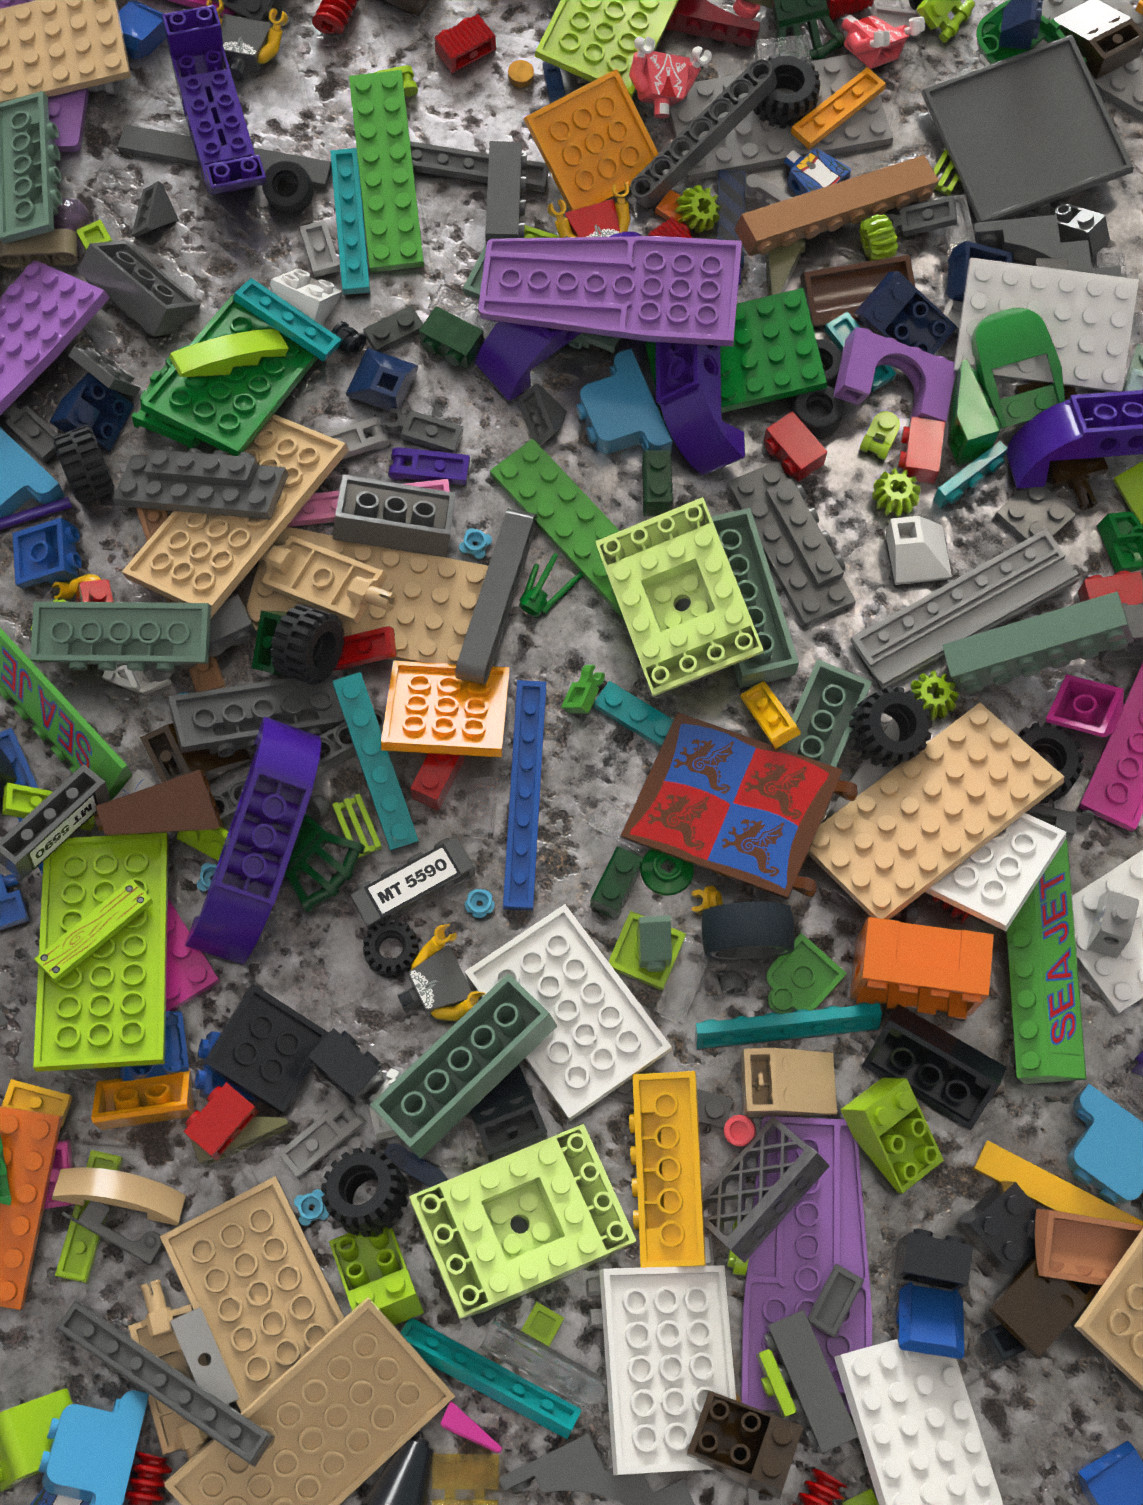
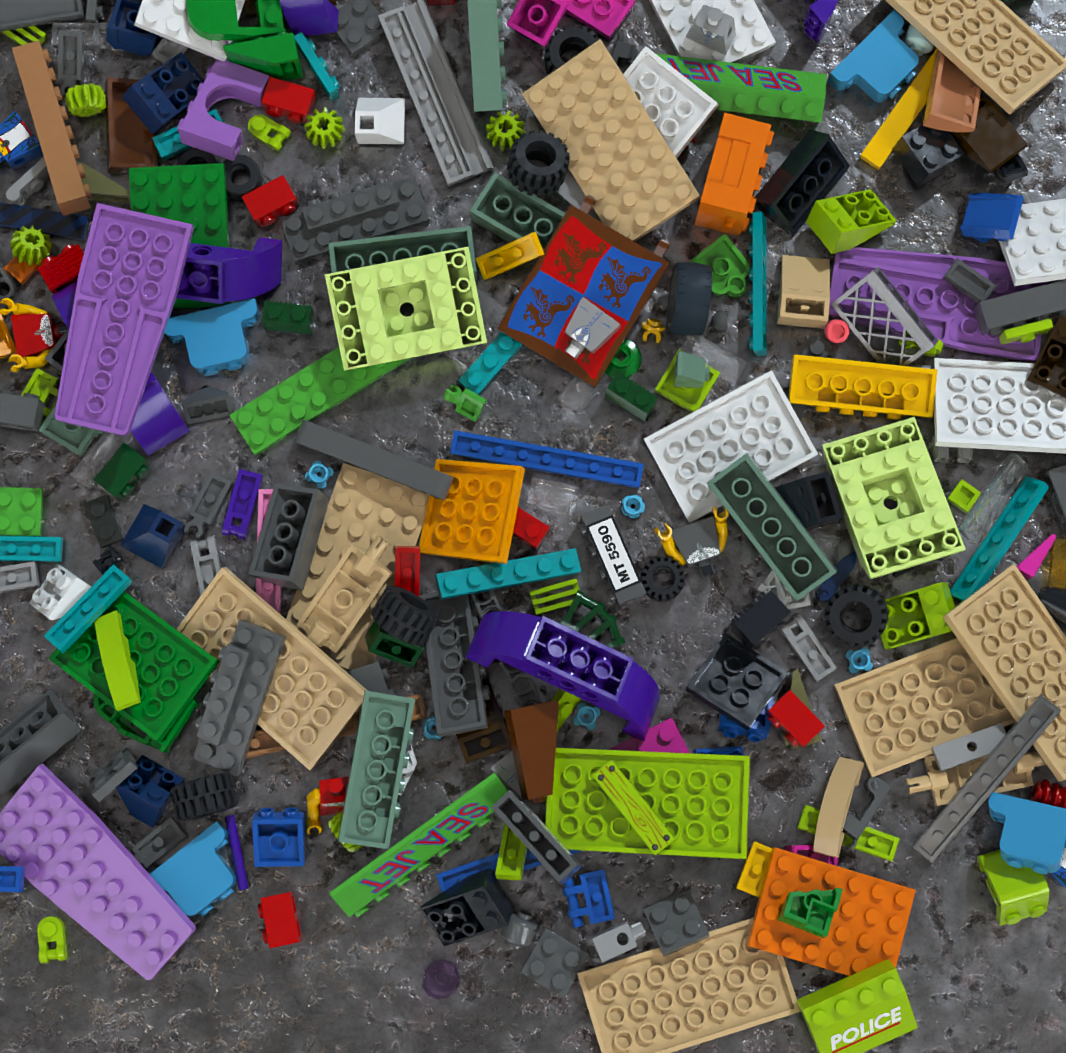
camera: 80 degrees left, 10 degrees up
(142, 1100) = (765, 783): light orange slope -> none
(534, 599) = (379, 431): green plant -> none
(689, 812) = (589, 328): none -> light grey torso
(933, 1260) = (948, 206): black brick -> none

